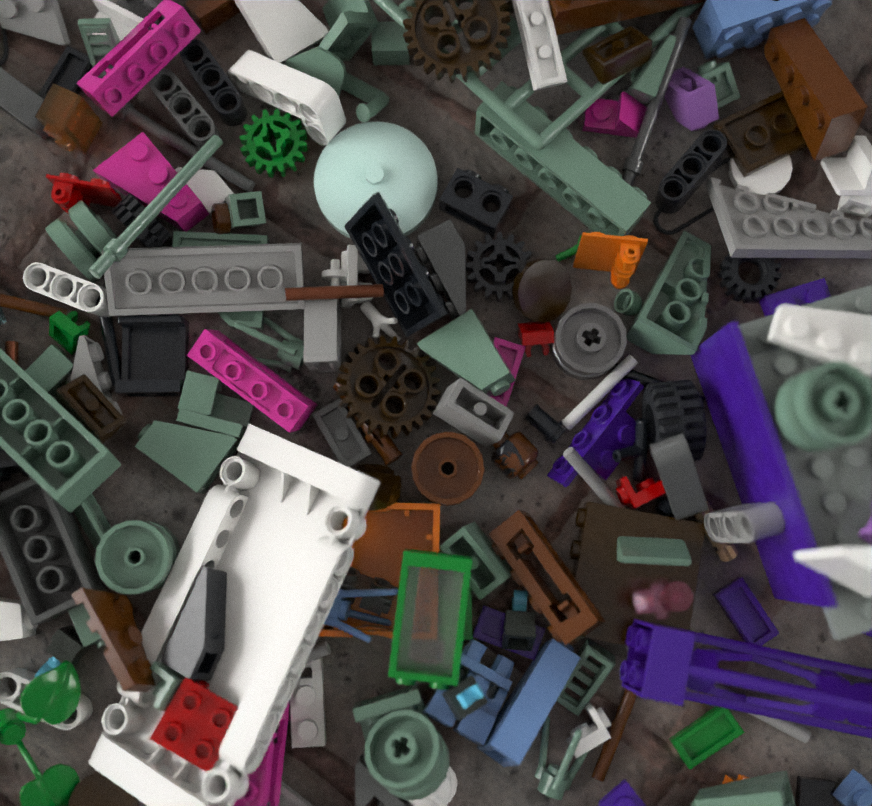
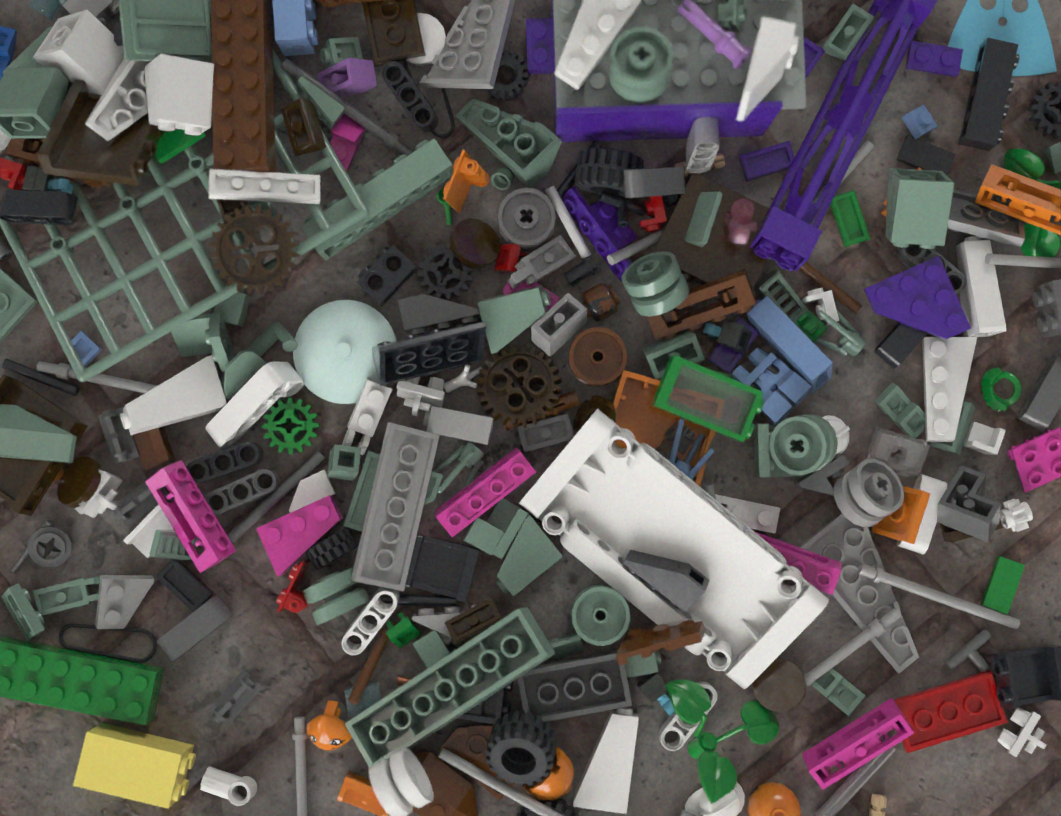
camera: 75 degrees left, 5 degrees up
(68, 119) = (227, 587): clear orange brick -> none
(117, 248) = (356, 566): sand green bar -> none
(167, 686) = (707, 609): sand green panel -> none
(195, 724) = (740, 595): red hinge -> none
(220, 218) = (343, 484): reddish brown tile -> none
(310, 223) = (367, 413): none -> white hinge
(334, 292) = (434, 406): copper bar -> none
(464, 698) = (774, 390): pearl dark grey piece -> none
(542, 373) = (542, 262): none -> light grey hinge
(555, 514) = (655, 283): none -> sand green wheel
(559, 723) = (811, 326): none -> green tile

